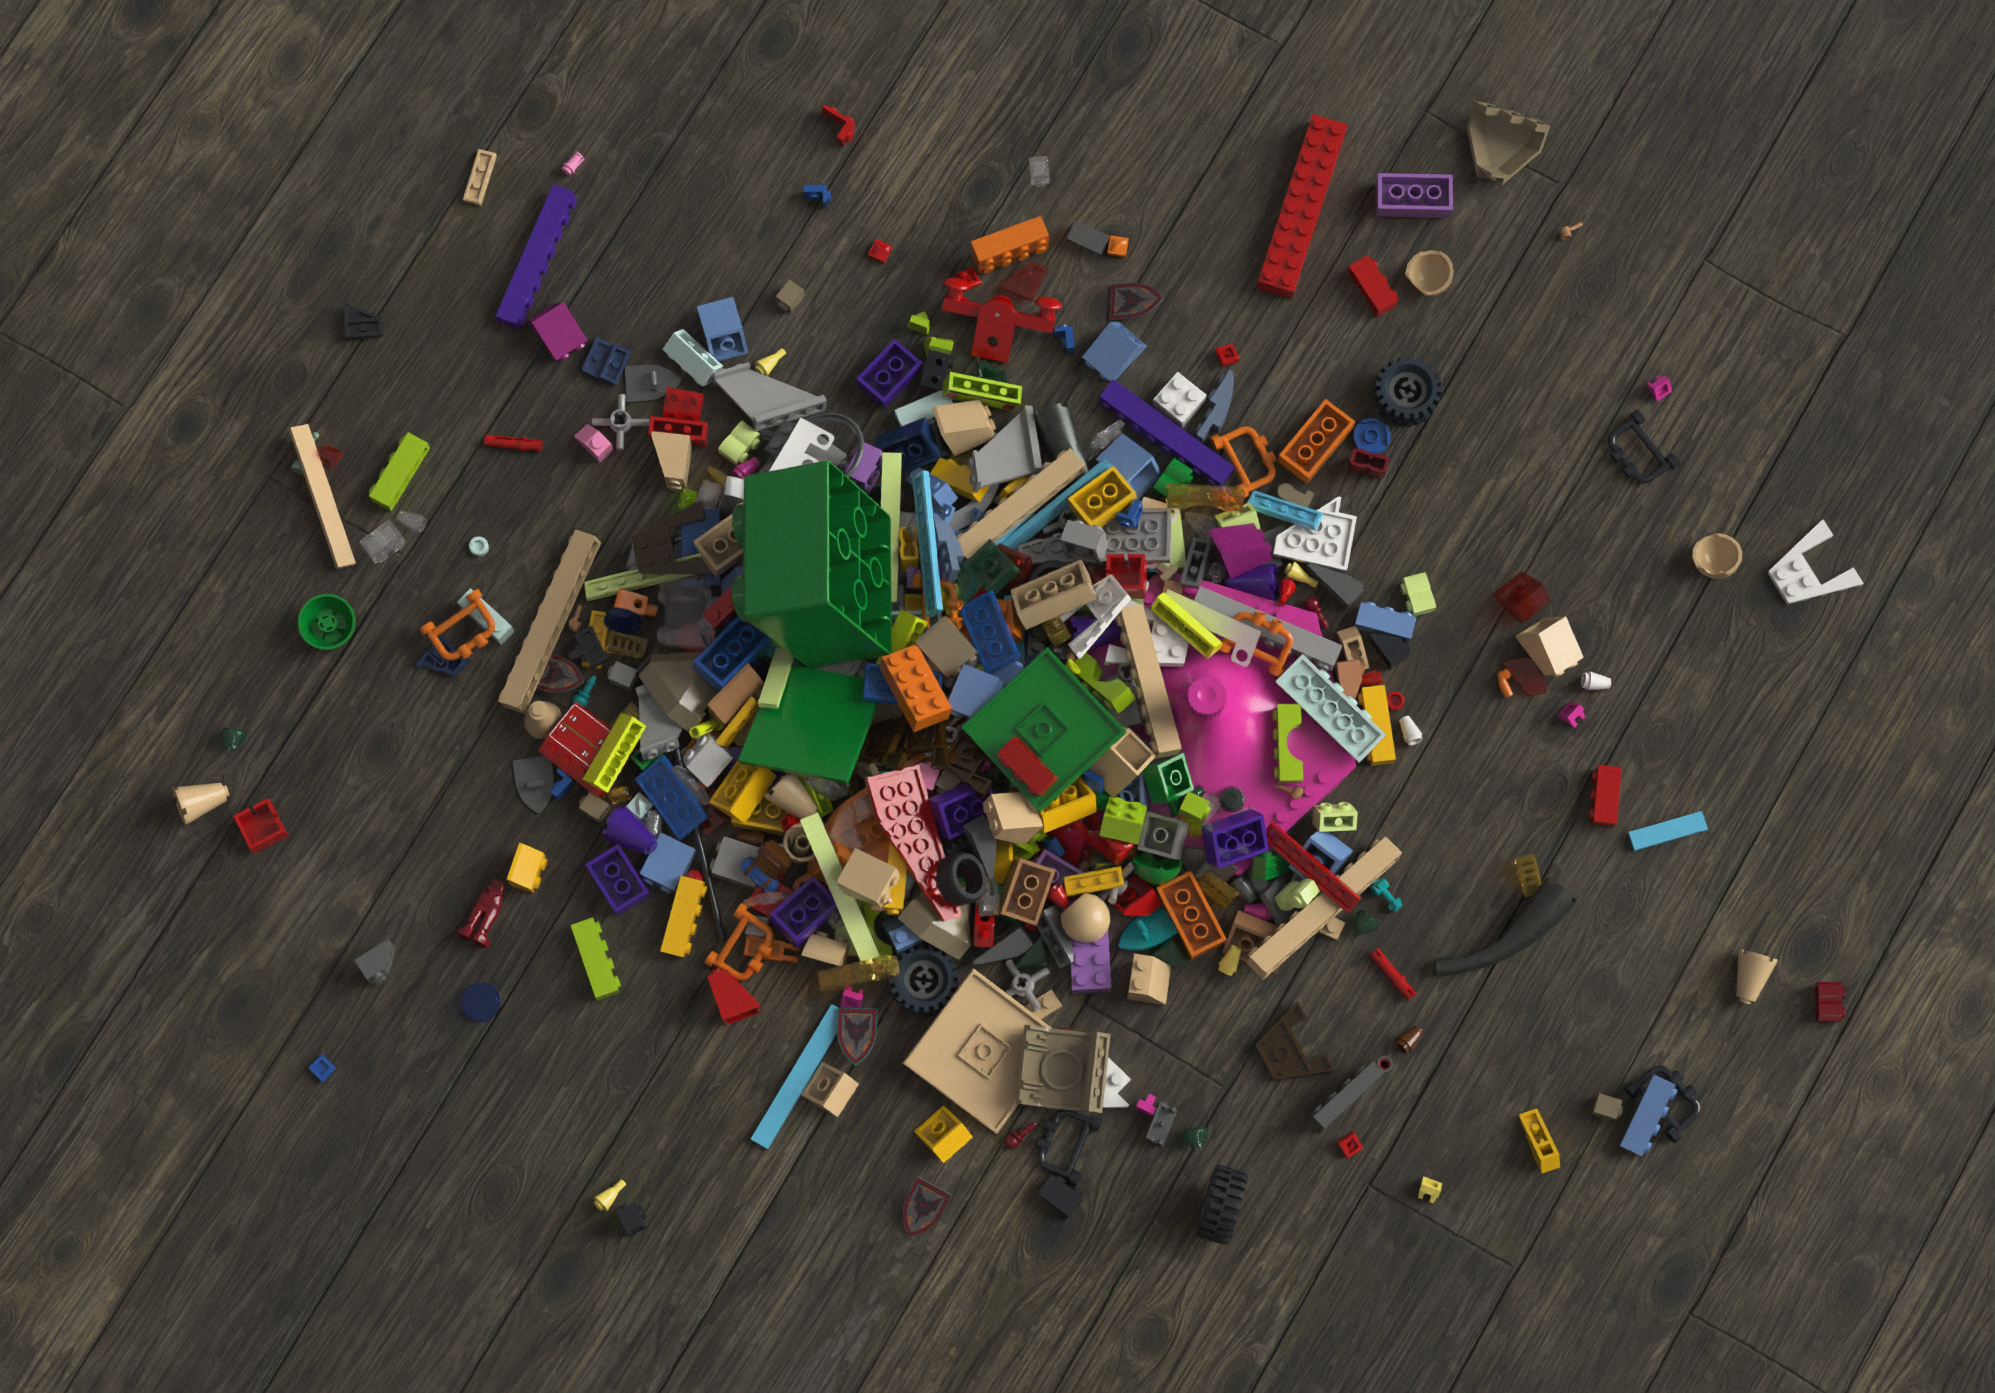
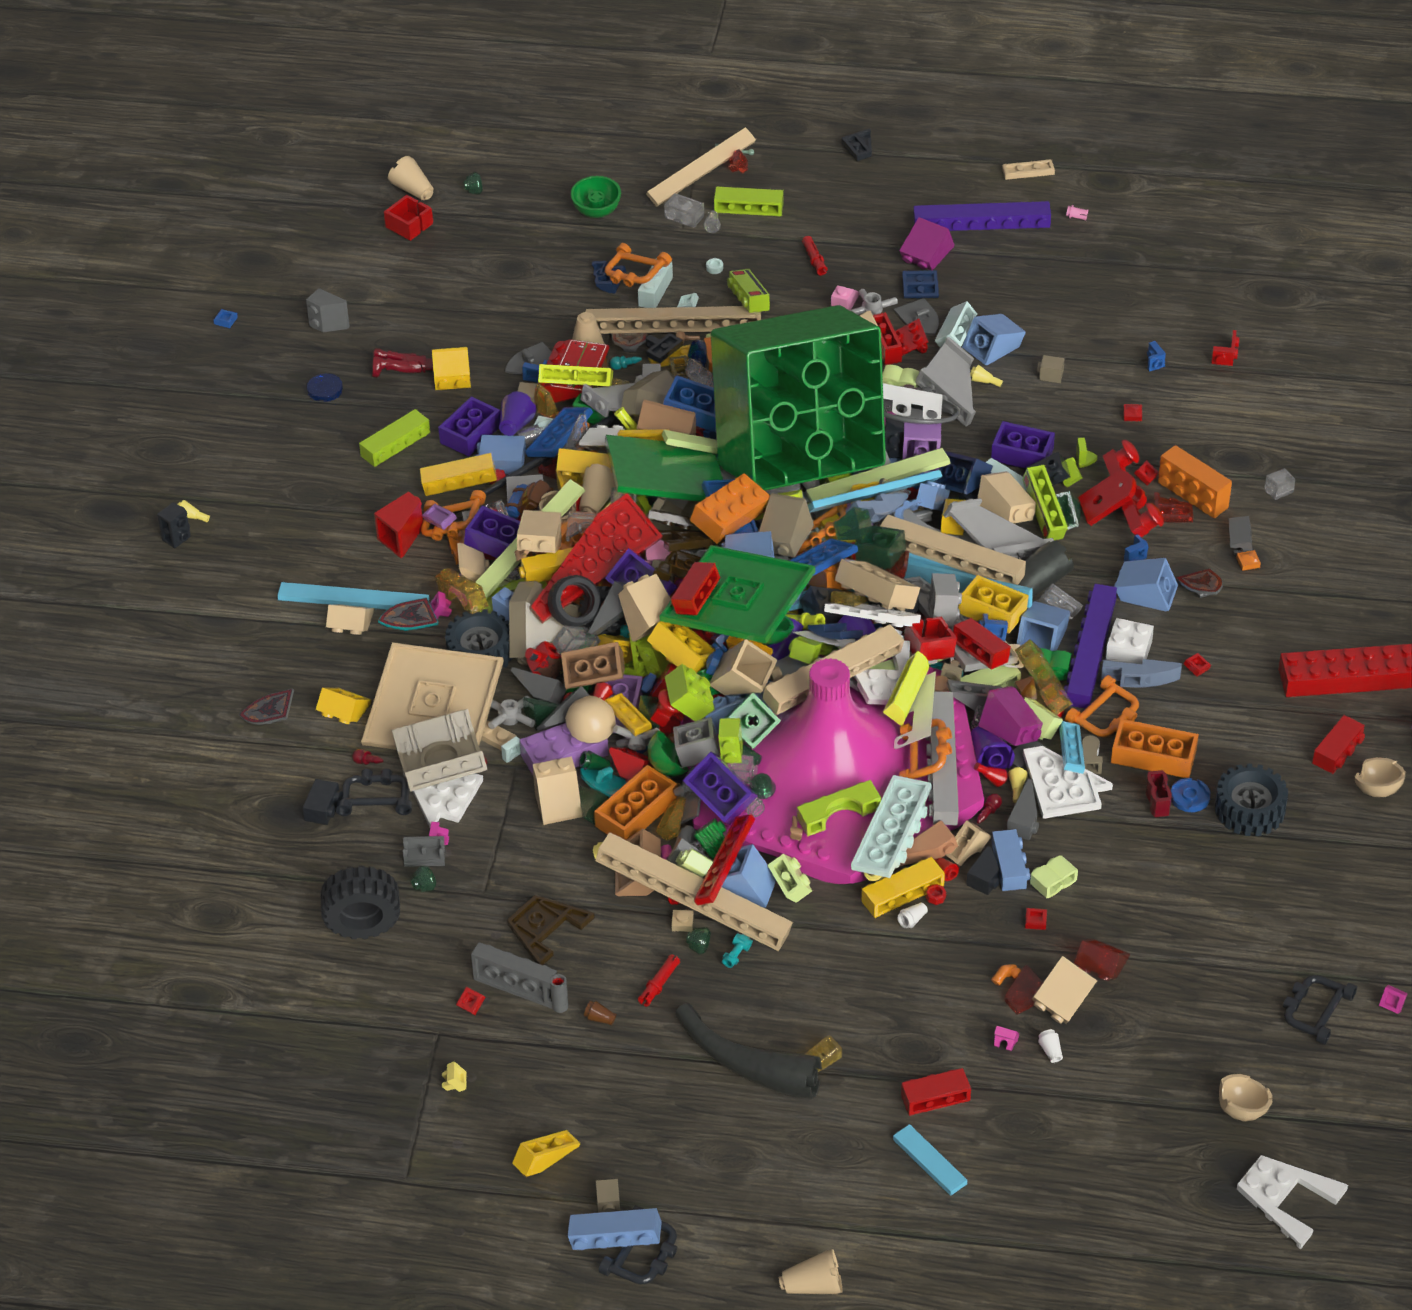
camera: 70 degrees right, 30 degrees down
(525, 595) = (688, 300): none -> light aqua tile
(550, 531) = (749, 290): none -> lime brick
(742, 957) = (439, 516): none -> medium lavender tile
(1068, 1000) = (511, 749): none -> light aqua tile
(1097, 658) = (835, 631): none -> dark blue slope
(1100, 676) = (809, 634): none -> white sticker
(1118, 934) = (592, 761): none -> dark green cone
(1151, 533) = (981, 643): none -> red brick
(1200, 518) = (1026, 687): none -> reddish brown slope
(1453, 630) = (1036, 918): none -> red tile

